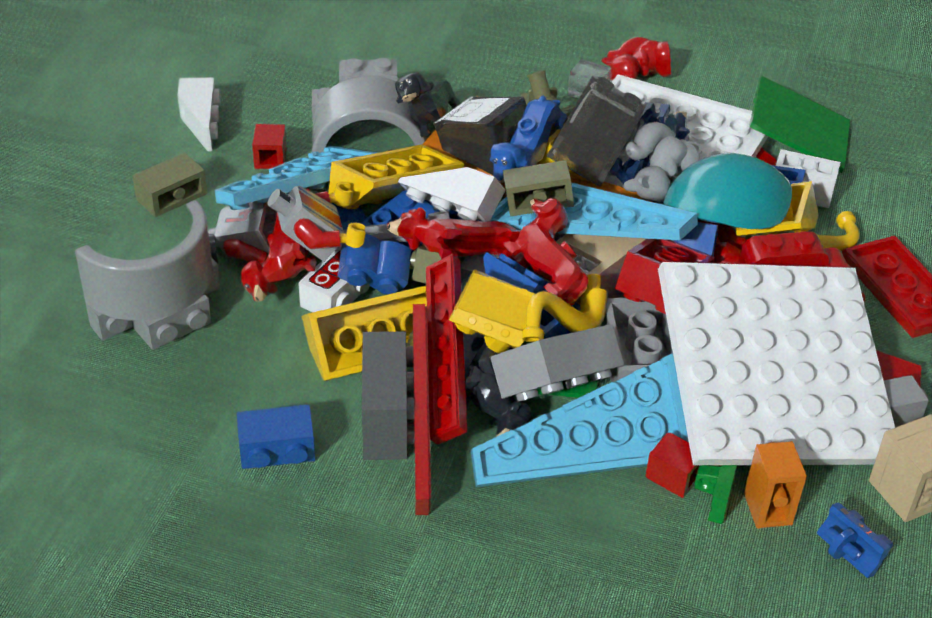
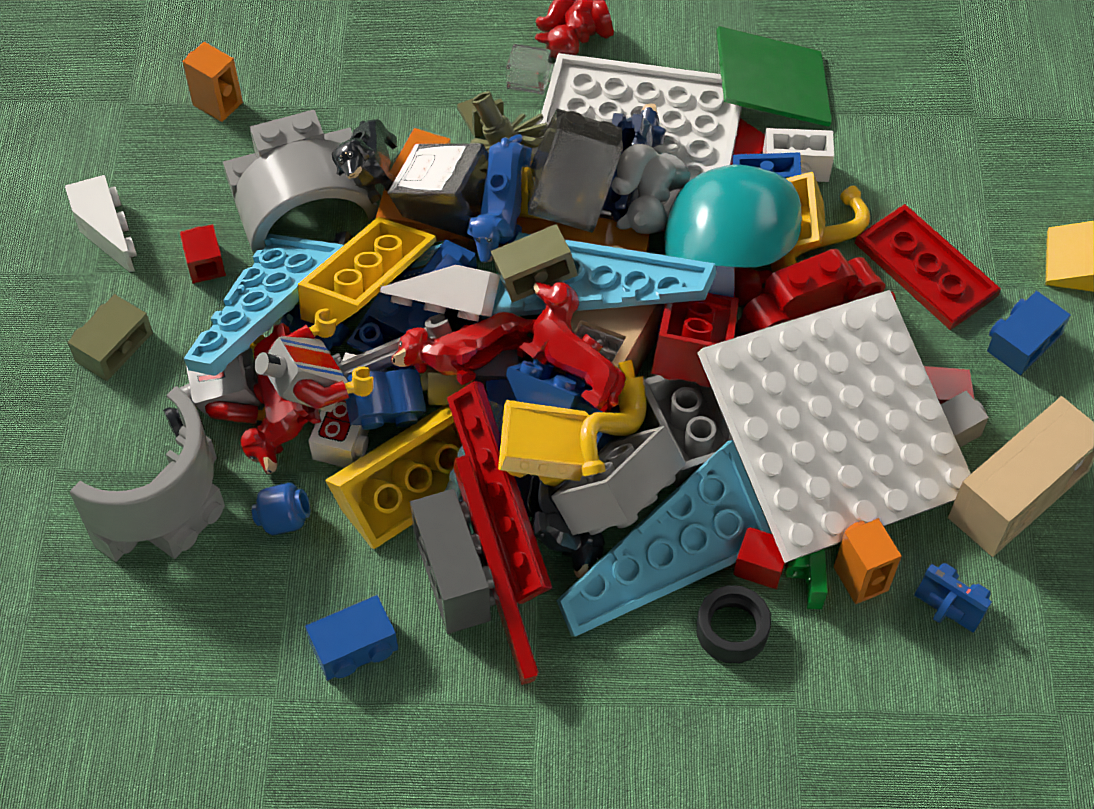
camera: 15 degrees left, 15 degrees up
(256, 329) = (281, 509): none -> blue head
(325, 36) = (212, 81): none -> orange brick
(628, 533) = (733, 597): none -> black tyre

